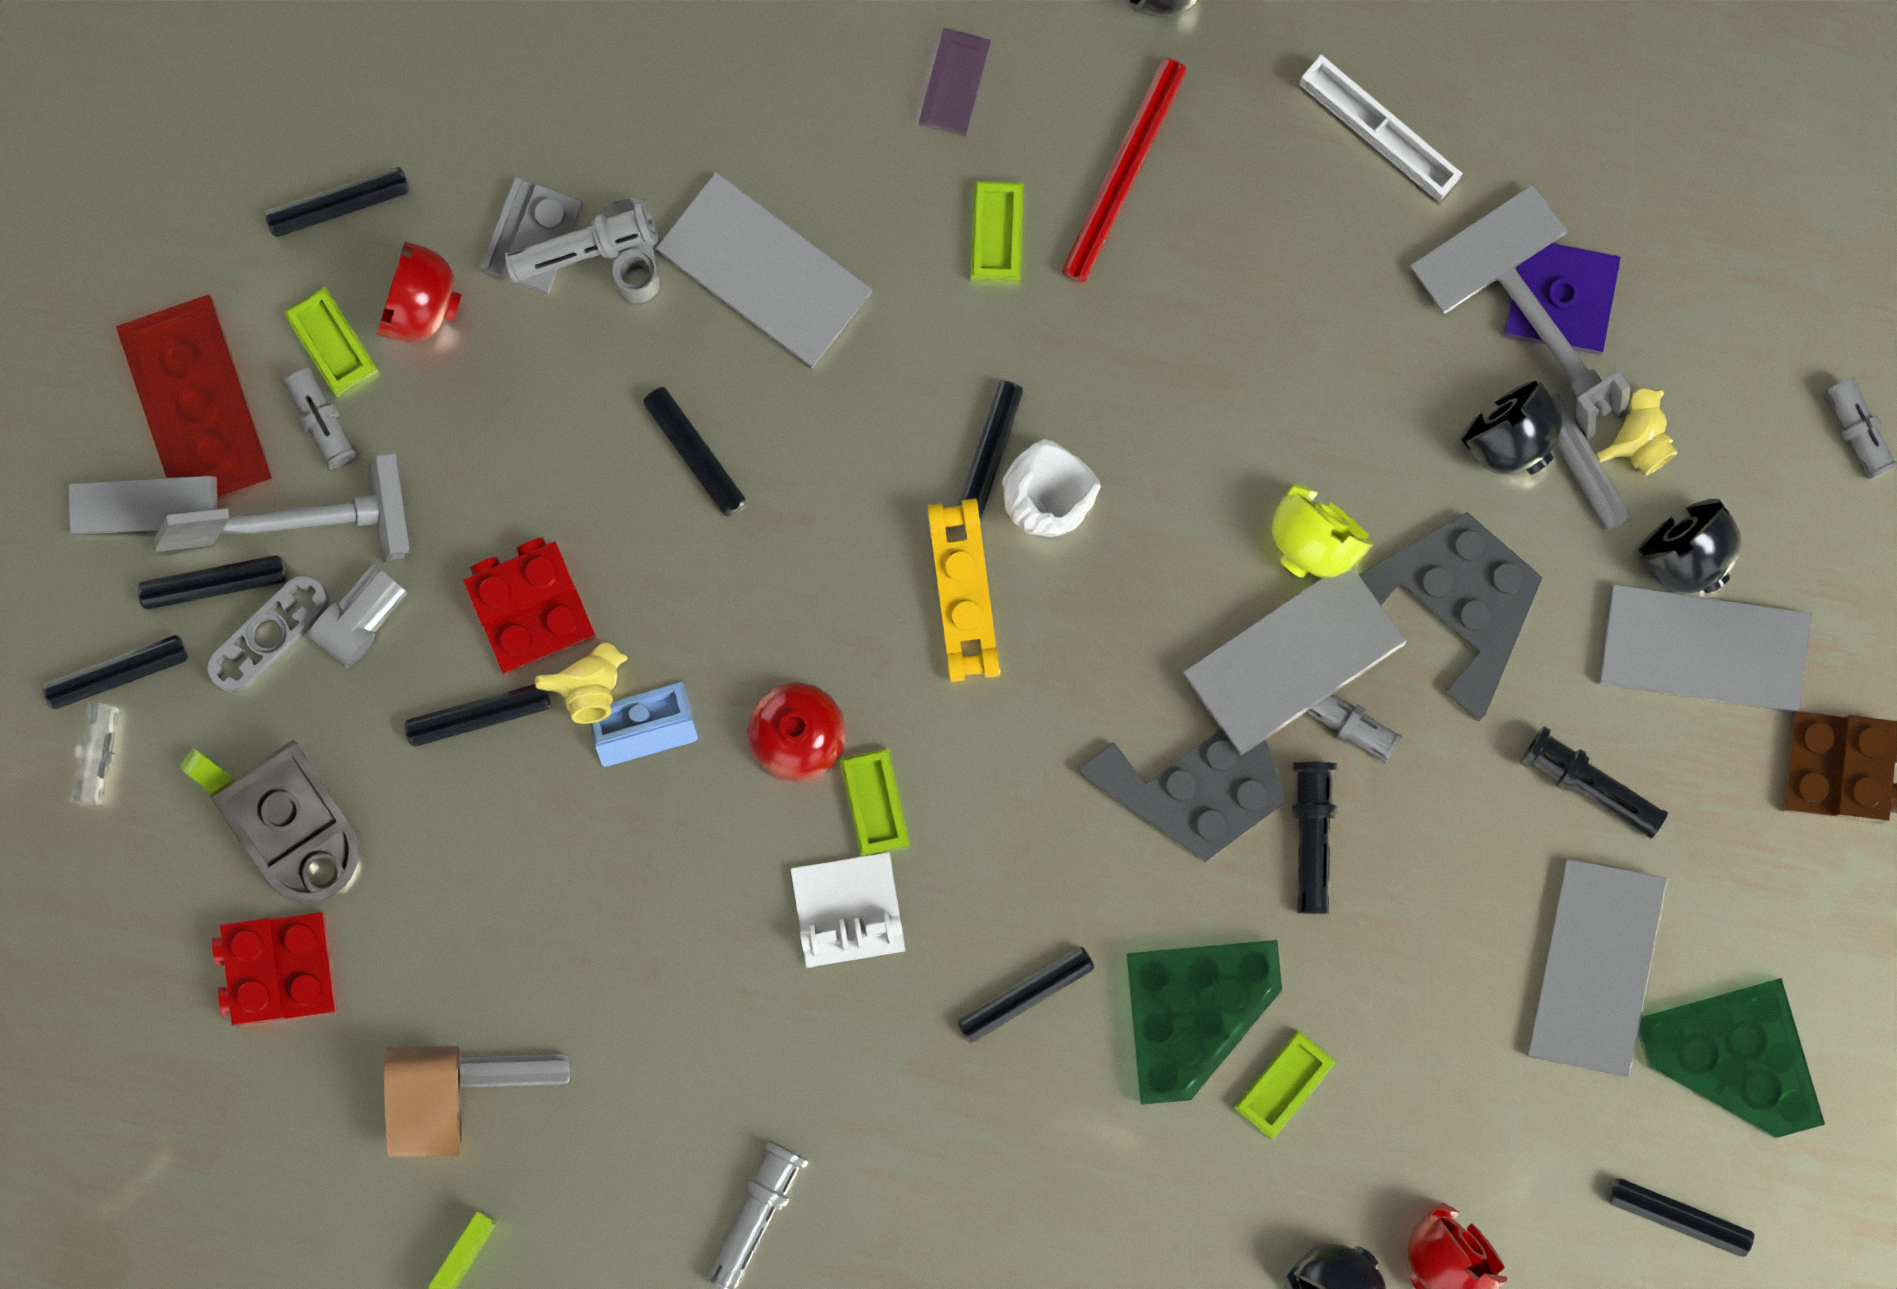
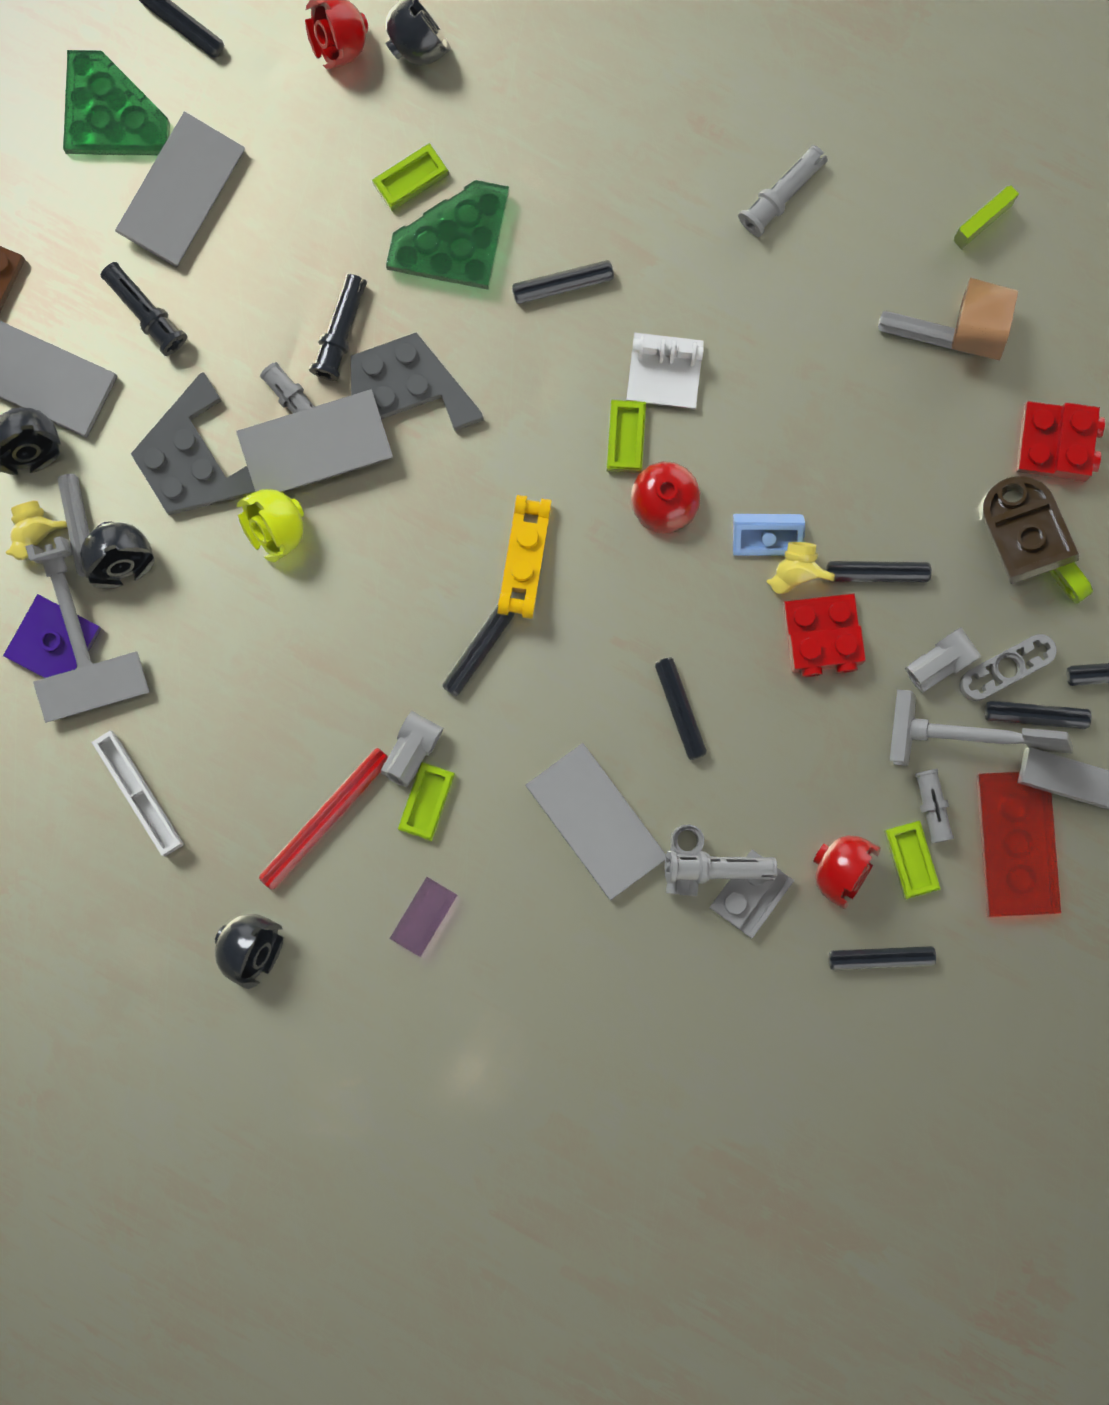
camera: 165 degrees left, 0 degrees up
(1035, 301) = (415, 741): none -> light grey piece
(1048, 490) = (445, 605): white hair -> none

